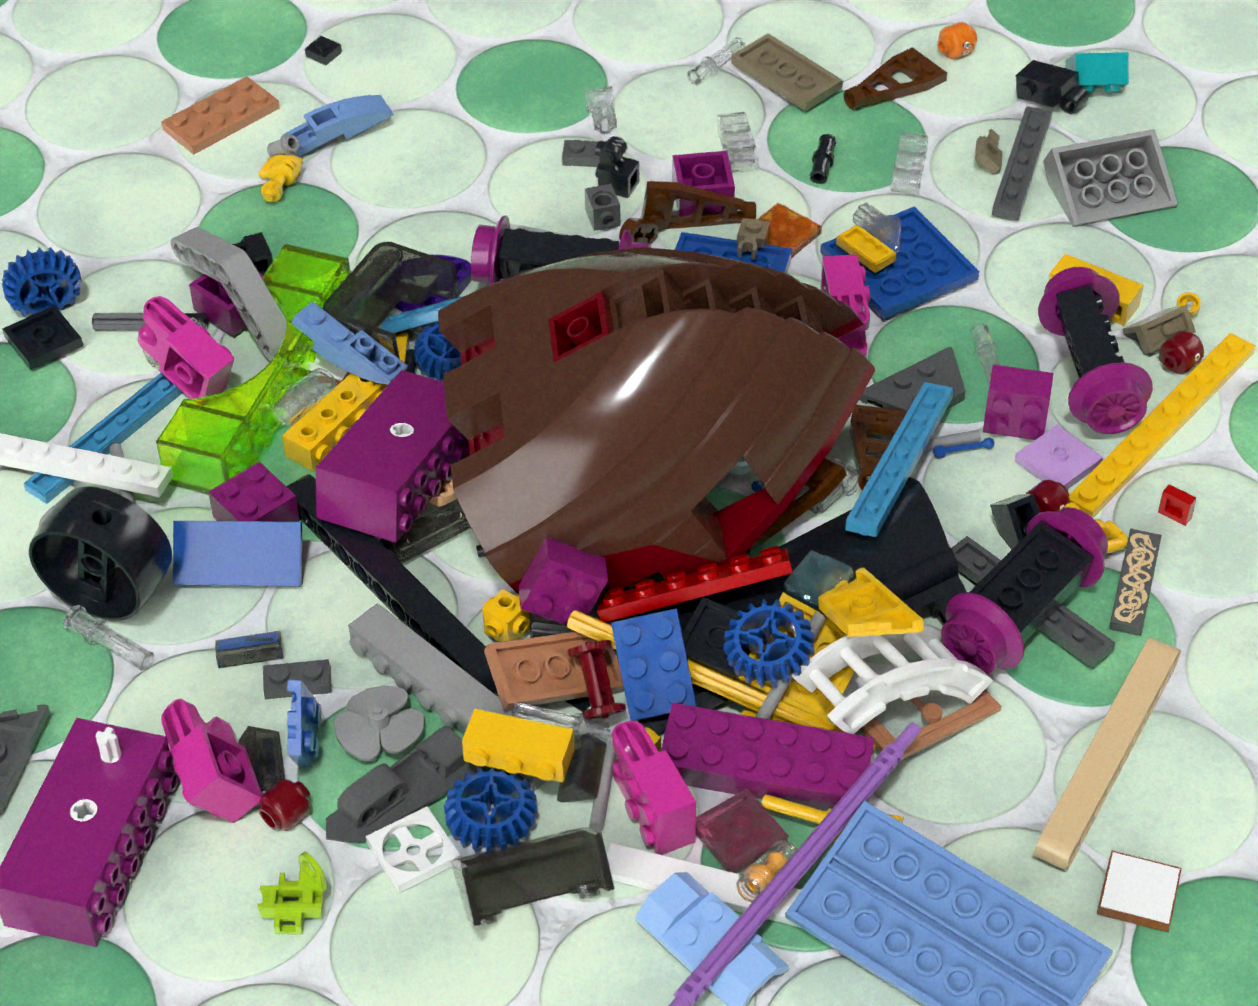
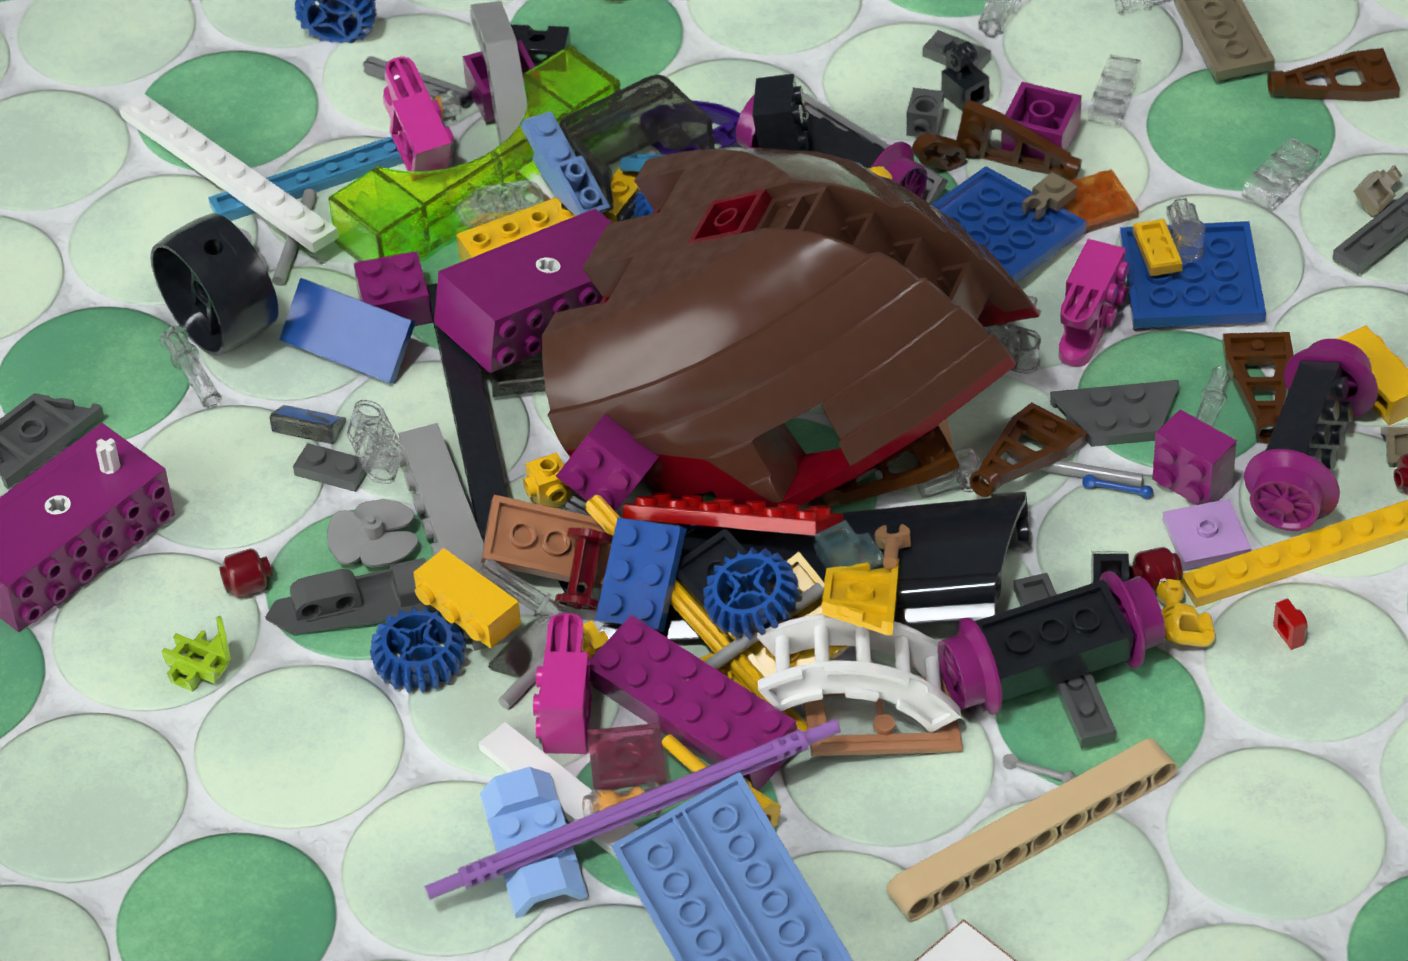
camera: 30 degrees right, 0 degrees up
(42, 337) = (310, 63): black plate -> none
(210, 762) = (196, 510): dark pink brick -> none
(265, 755) = (255, 525): clear smoke slope -> none
(302, 724) = (294, 505): blue wing -> none
(329, 640) = (375, 442): none -> clear beam
(400, 829) = (331, 635): white piece -> none
(524, 236) = (779, 113): none -> black brick
(531, 872) = (404, 717): clear smoke windscreen -> none
(823, 158) = (1193, 138): black pin -> none
(851, 556) = (892, 543): none -> medium nougat bar
(899, 460) = (1020, 469): dark azure plate -> none
(1003, 297) = (1259, 349): none -> reddish brown plate
(1046, 702) = (1011, 762): none -> light grey hinge
(1135, 582) = (1190, 683): tile -> none

